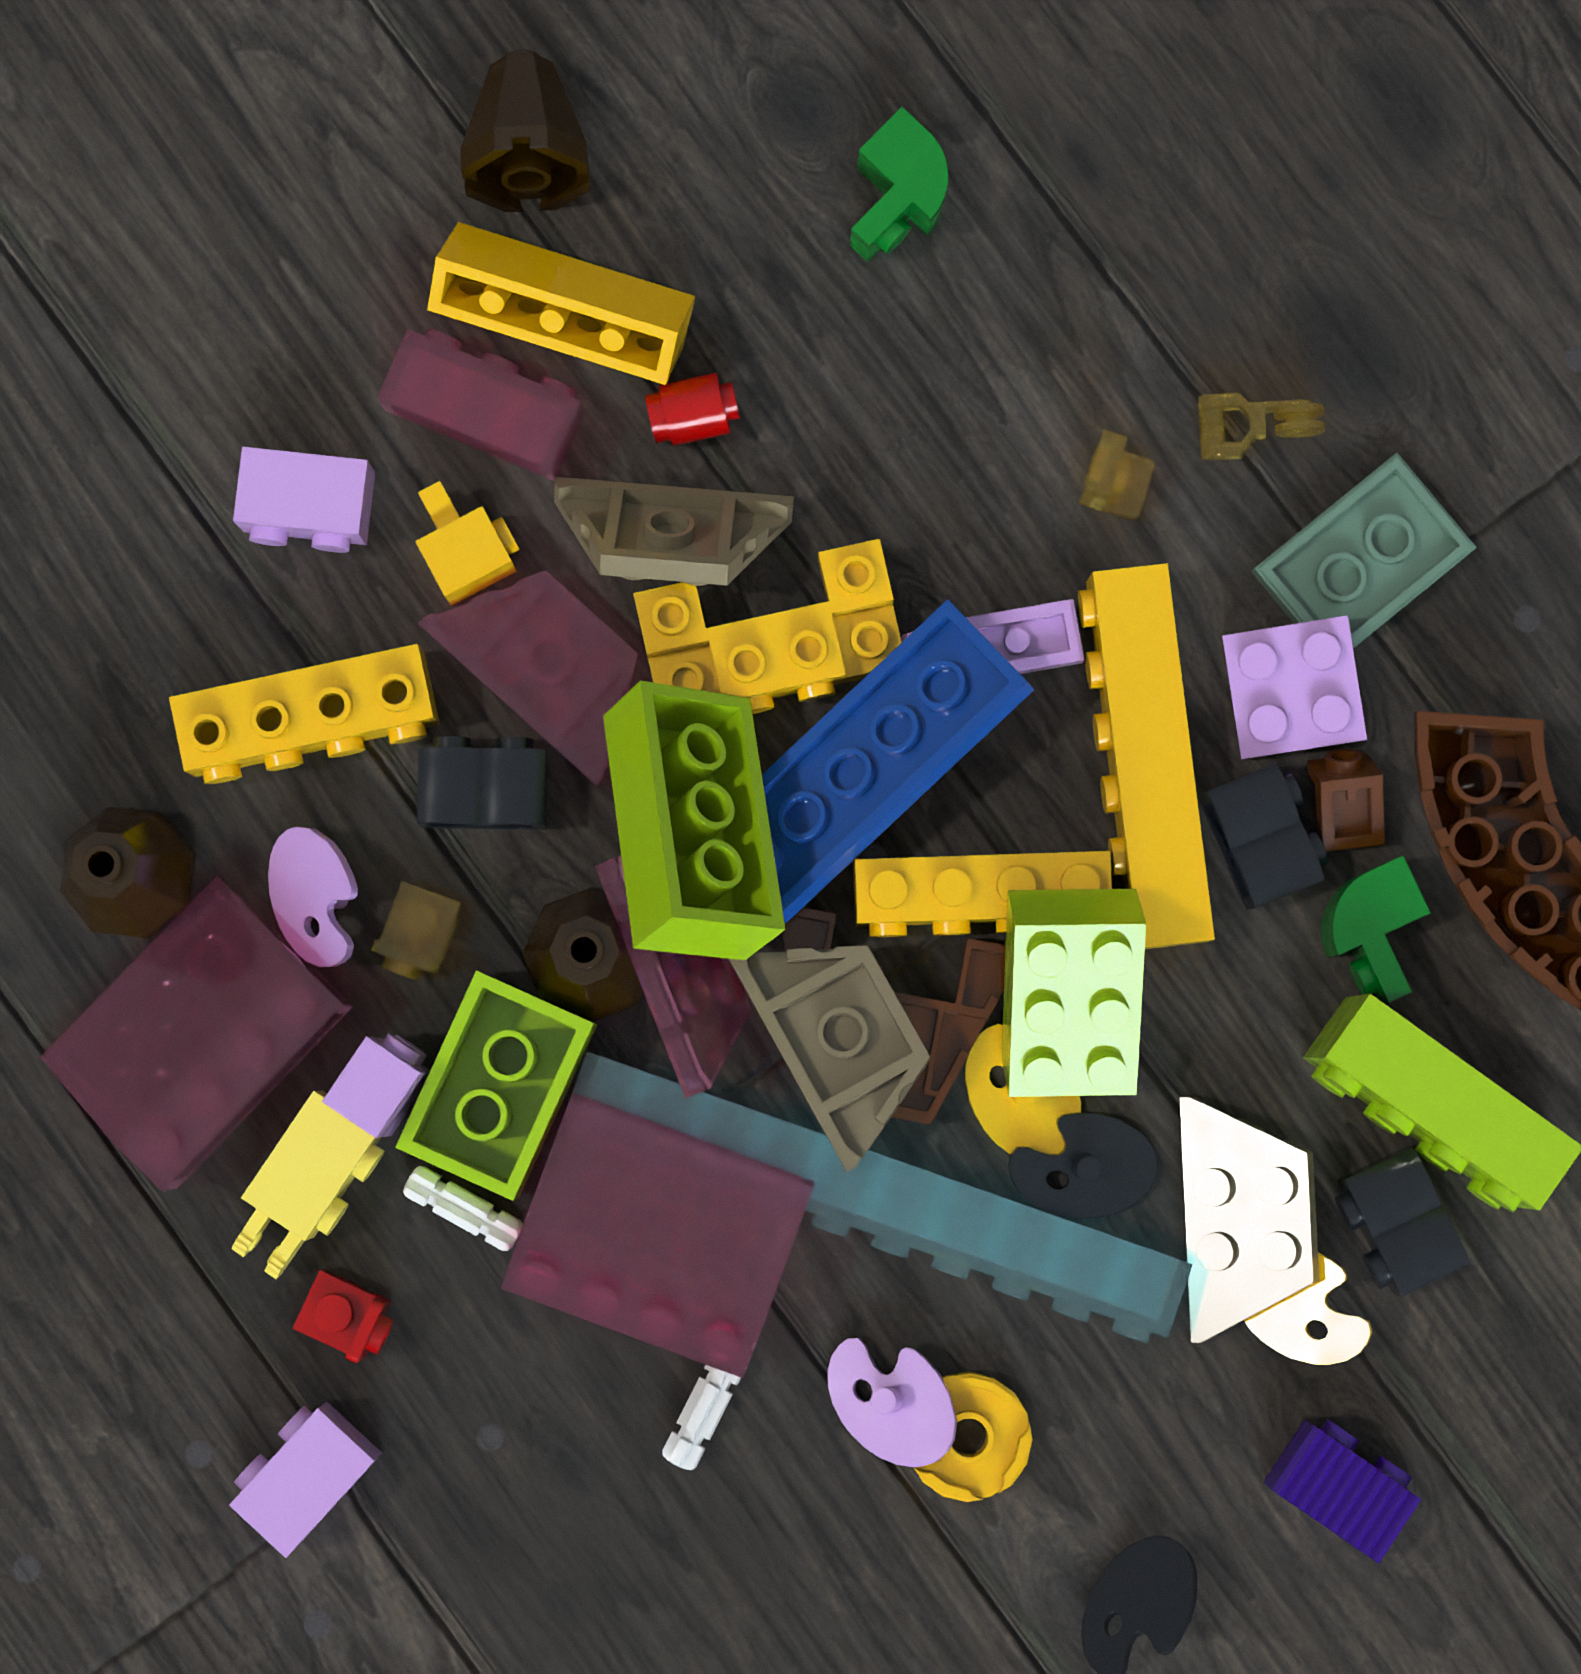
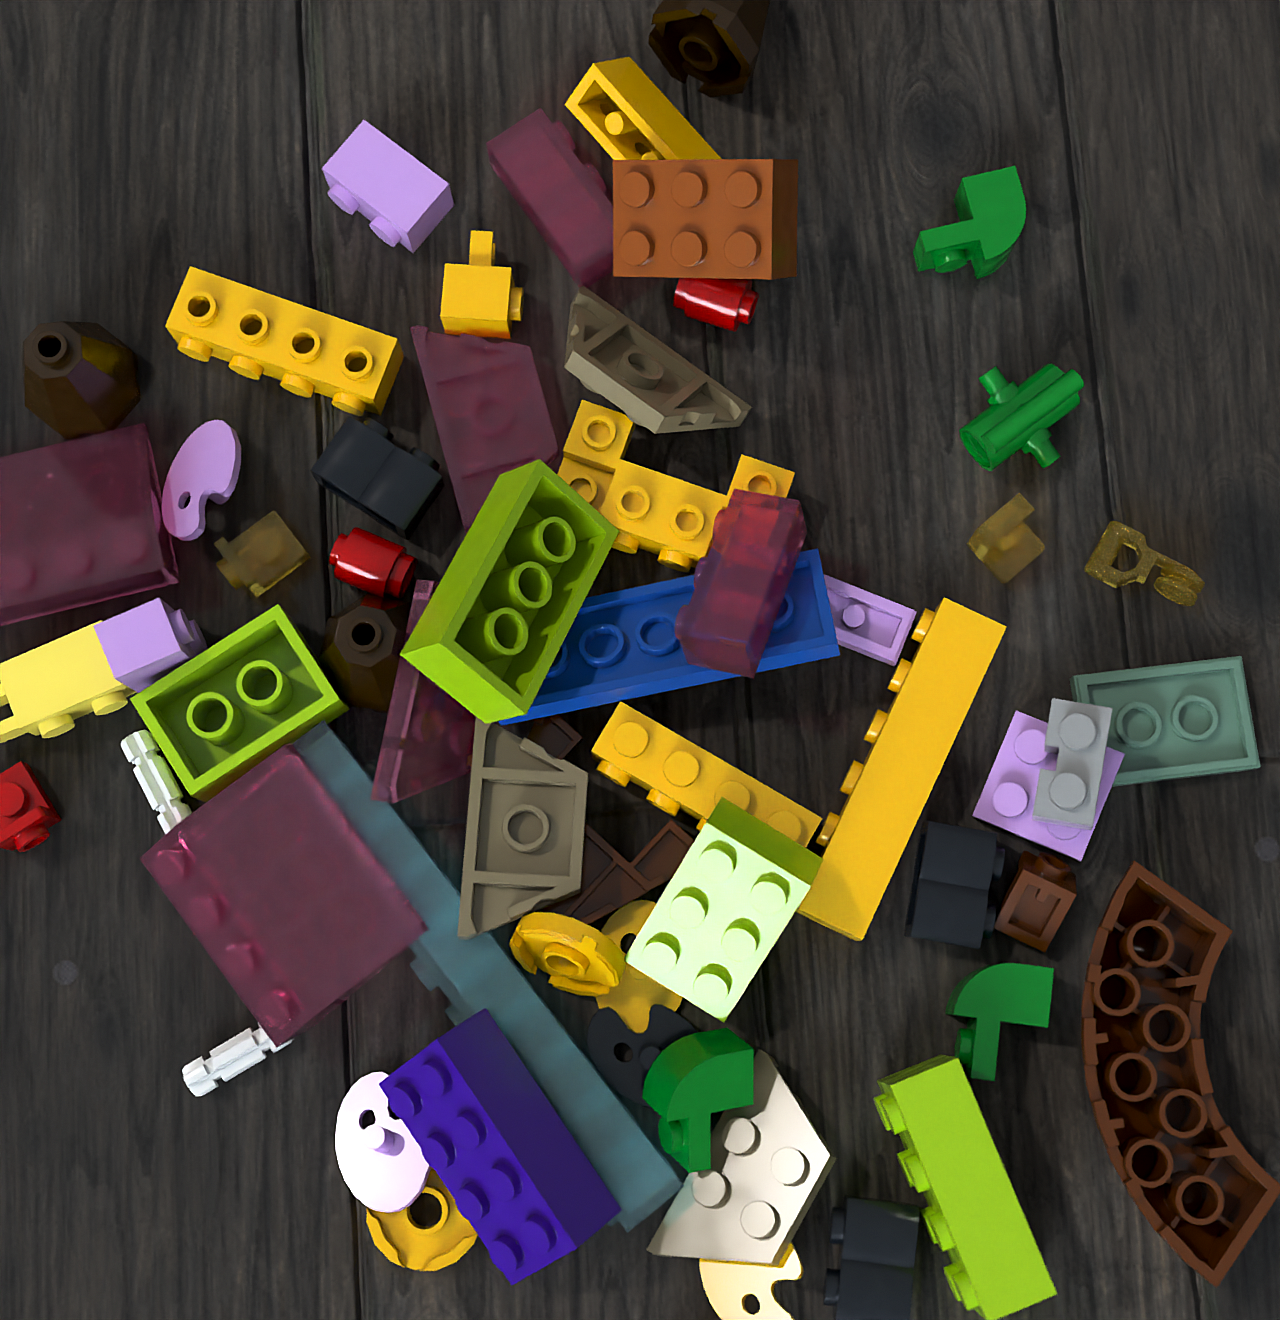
camera: 40 degrees right, 5 degrees down
(531, 874) = (372, 563): none -> red brick
(647, 348) = (705, 218): none -> dark orange brick
(900, 678) = (741, 582): none -> clear pink brick
(954, 1121) = (570, 951): none -> yellow tile
(1005, 1336) = (499, 1147): none -> dark purple brick
(1054, 348) = (1021, 416): none -> green pin
(1140, 1168) = (690, 1082): none -> green brick
(1323, 678) = (1079, 738): none -> light grey brick

